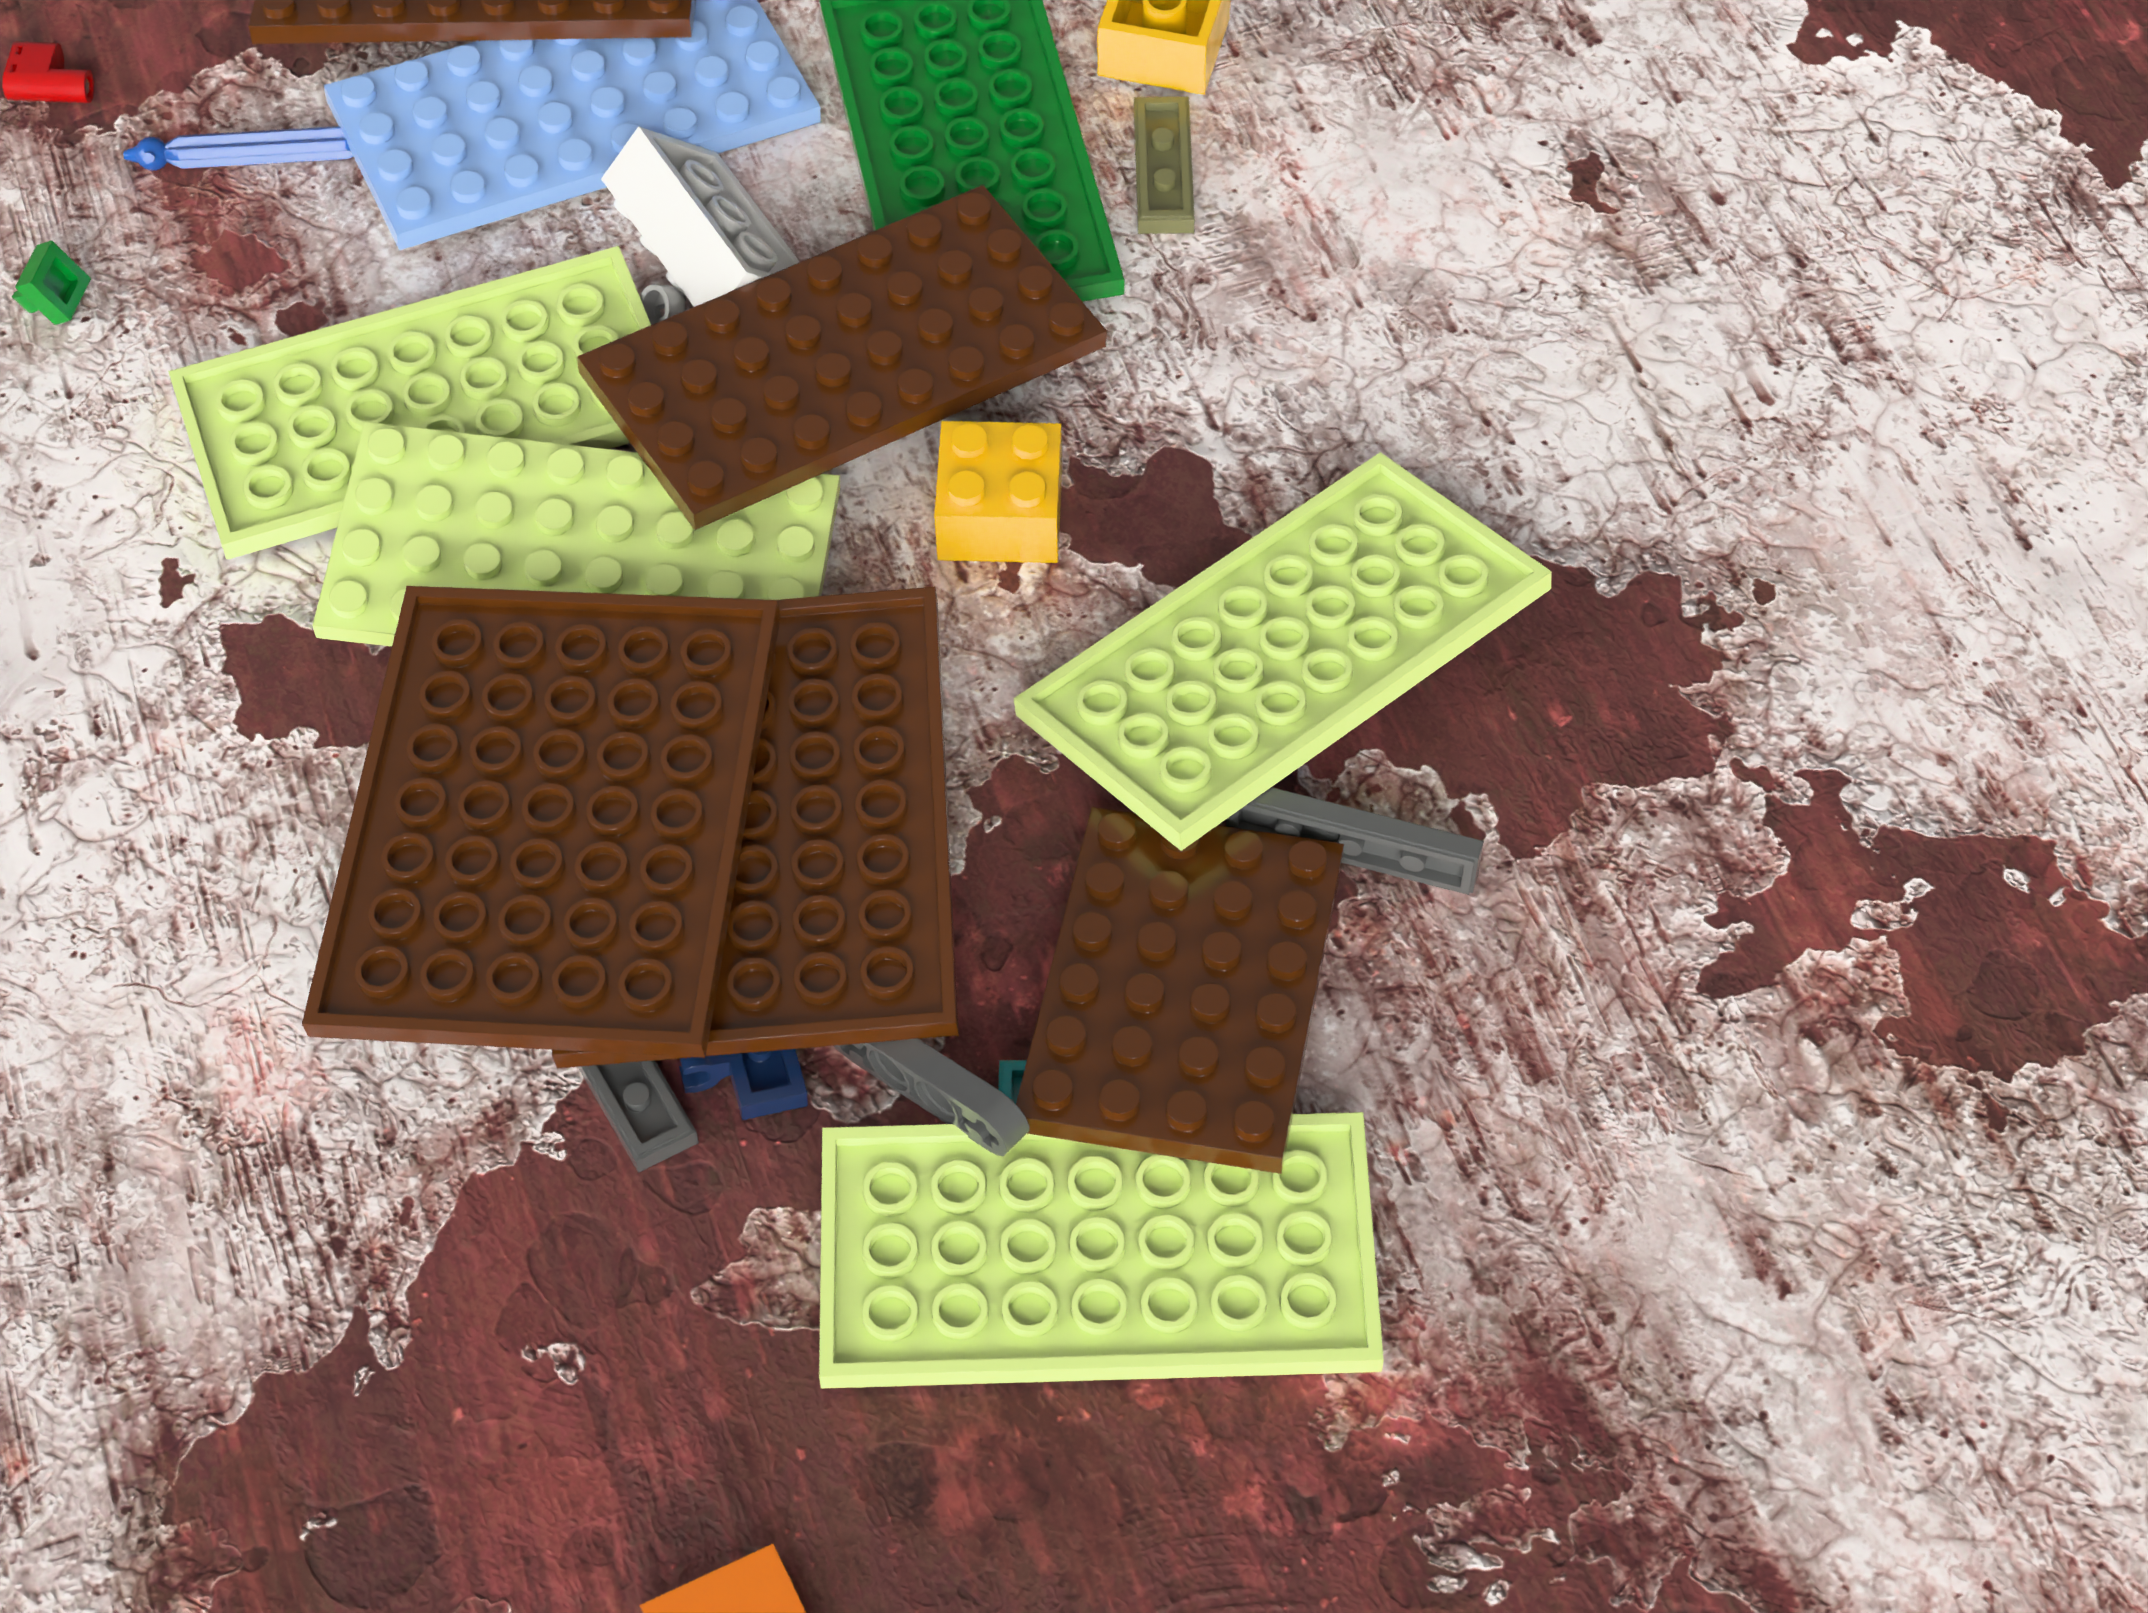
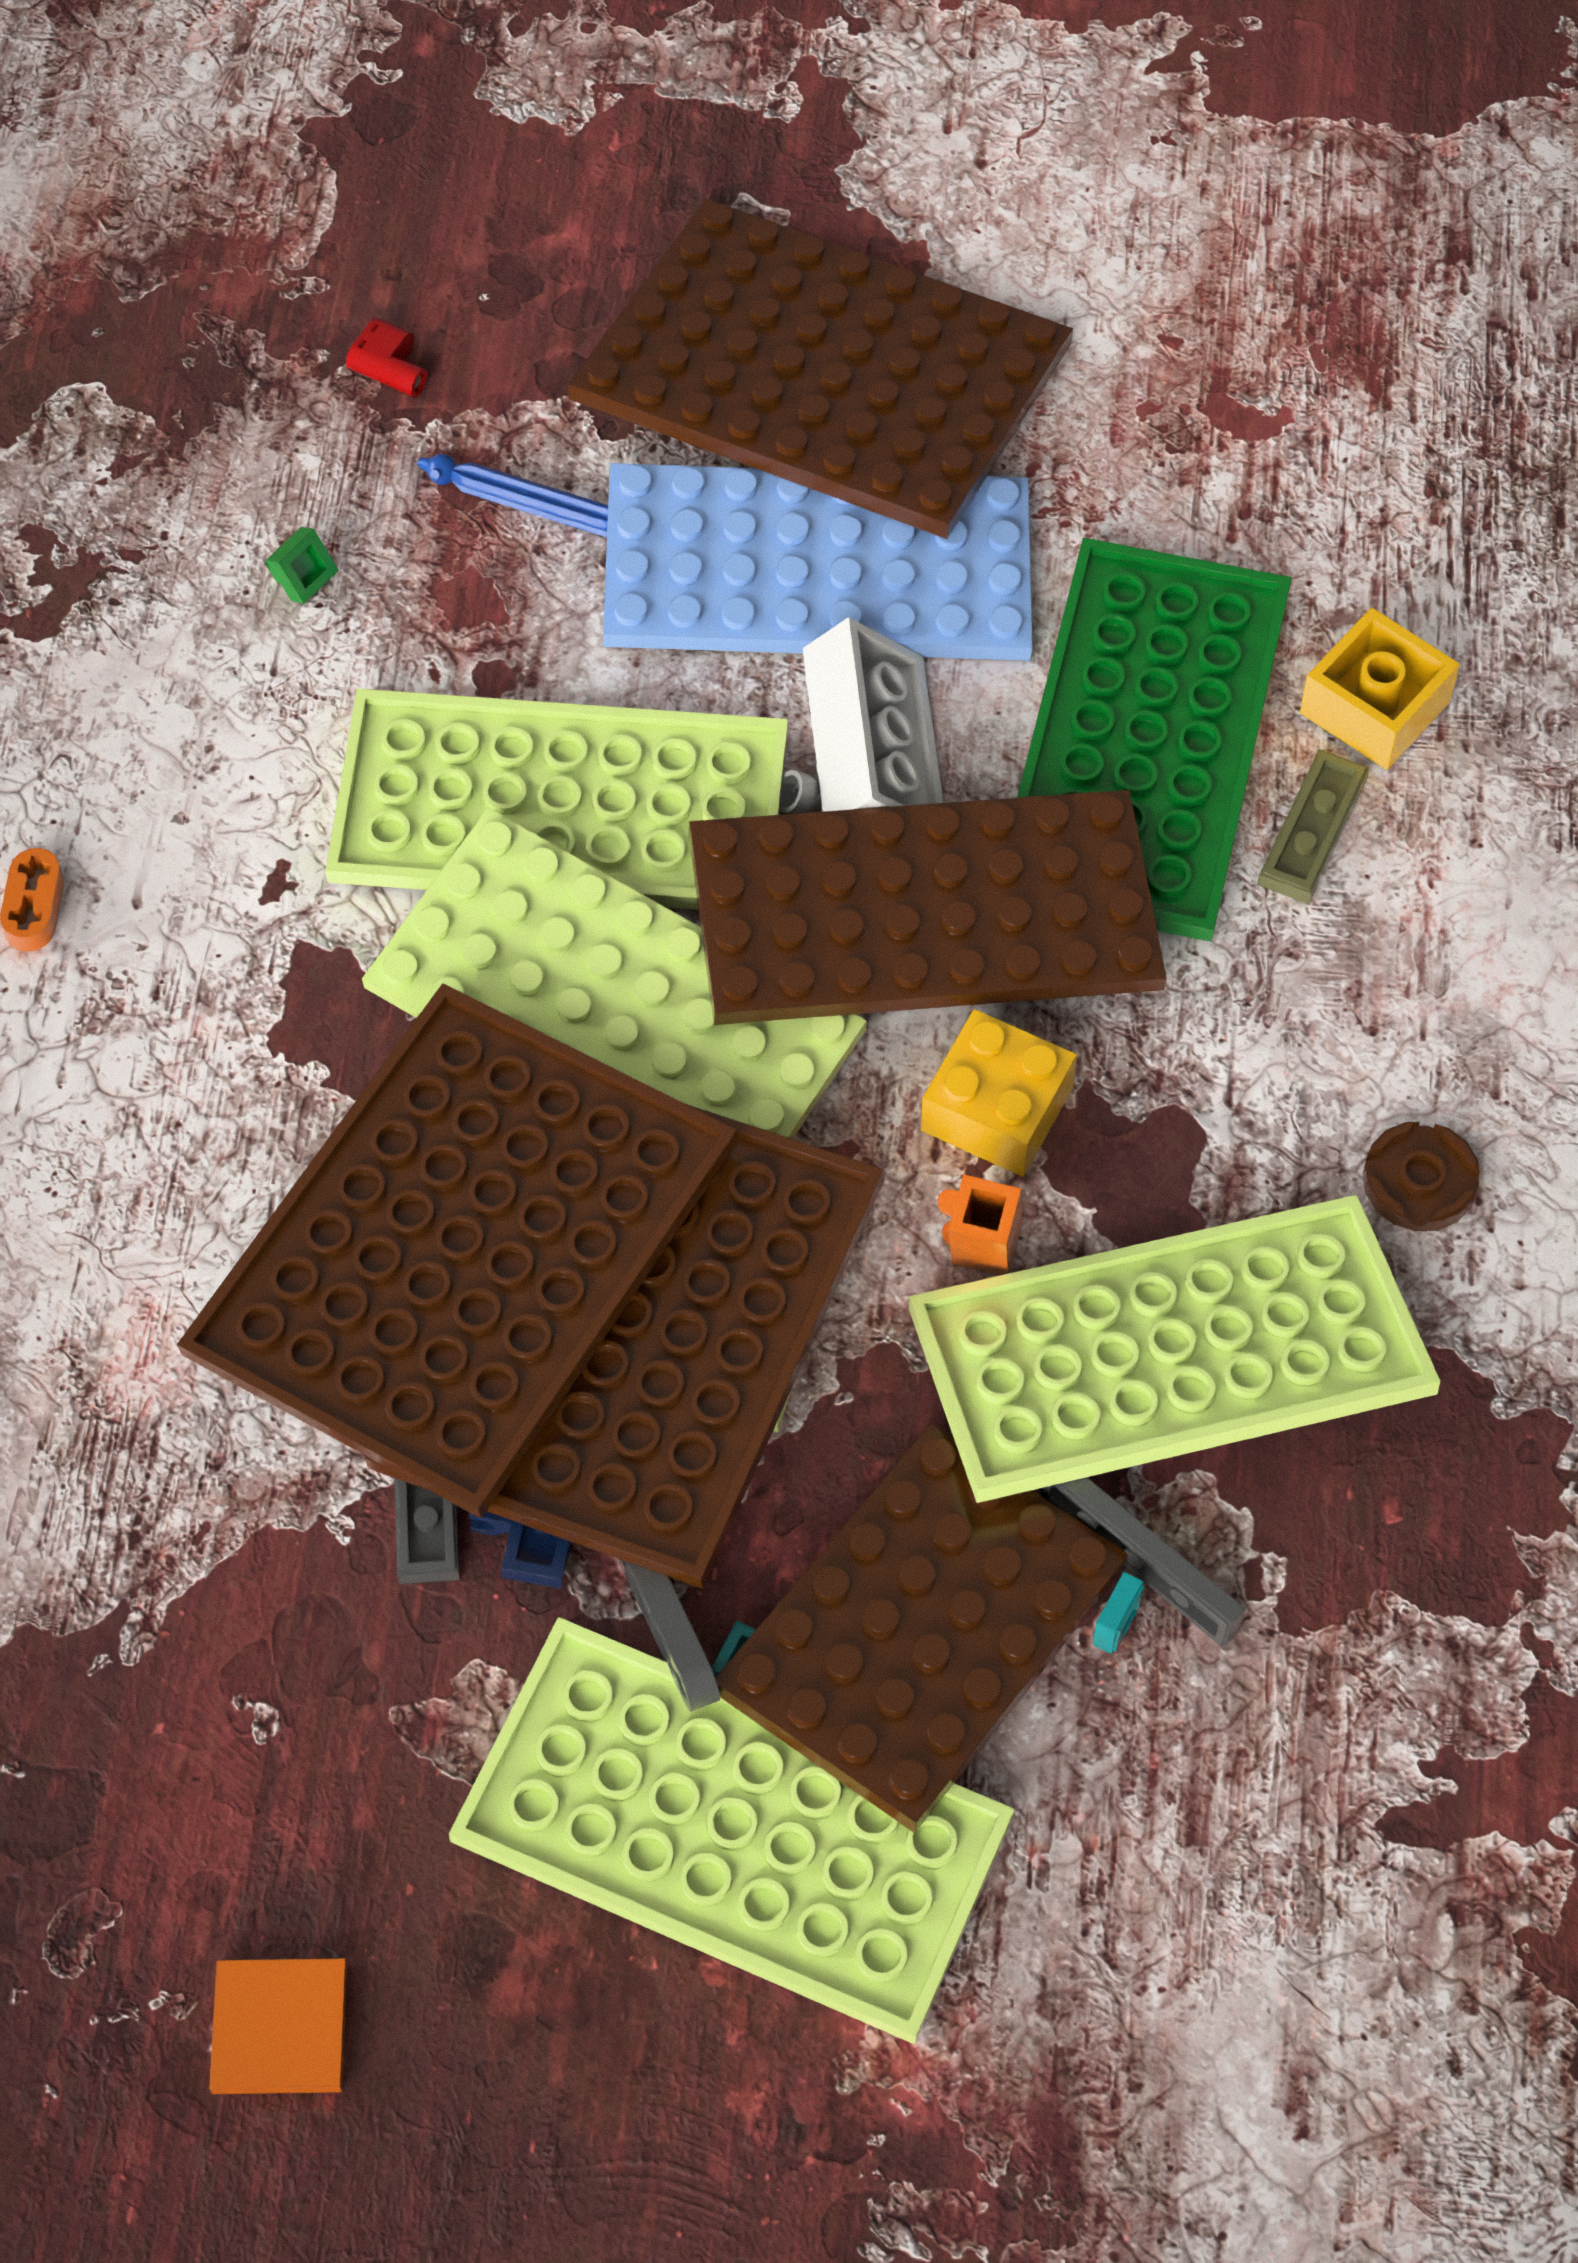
camera: 25 degrees right, 5 degrees up
(1055, 603) = (982, 1224): none -> orange brick
(1363, 899) = (1118, 1613): none -> teal tile
(1426, 419) = (1421, 1176): none -> reddish brown tile

